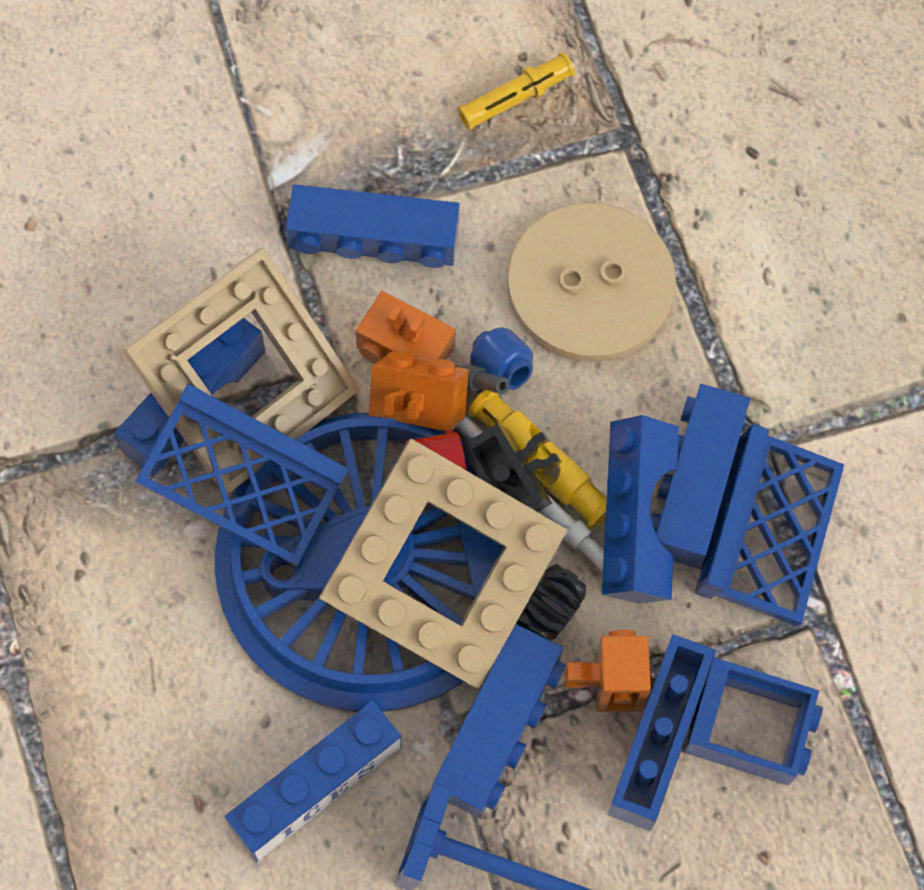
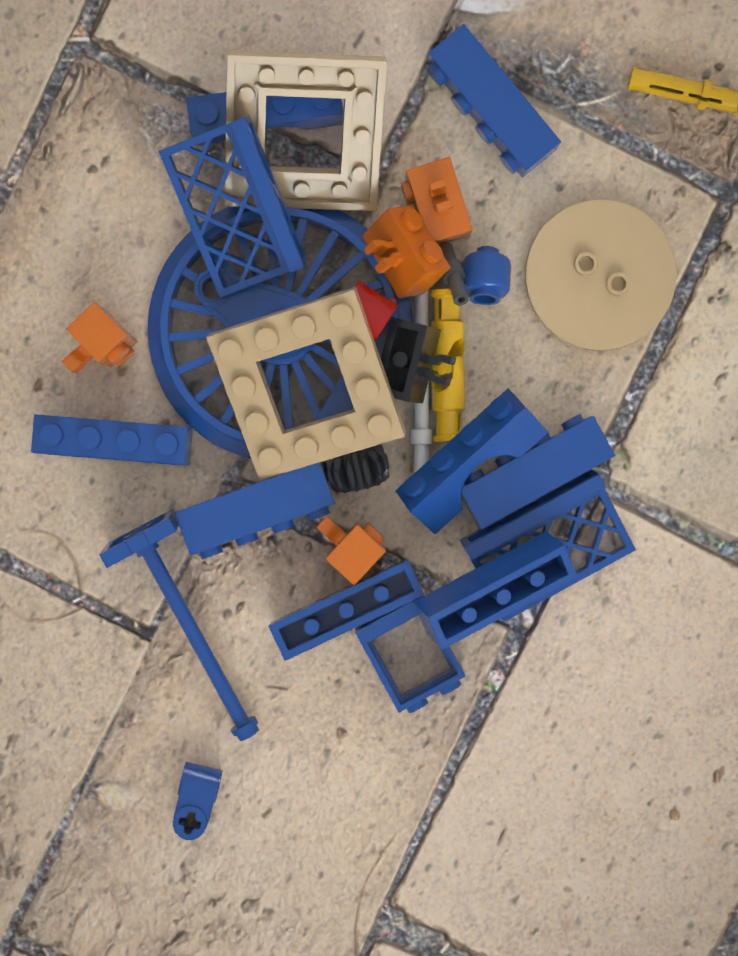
camera: 45 degrees right, 20 degrees up
(223, 697) = (100, 339): none -> orange brick
(768, 589) = (495, 589): none -> blue brick

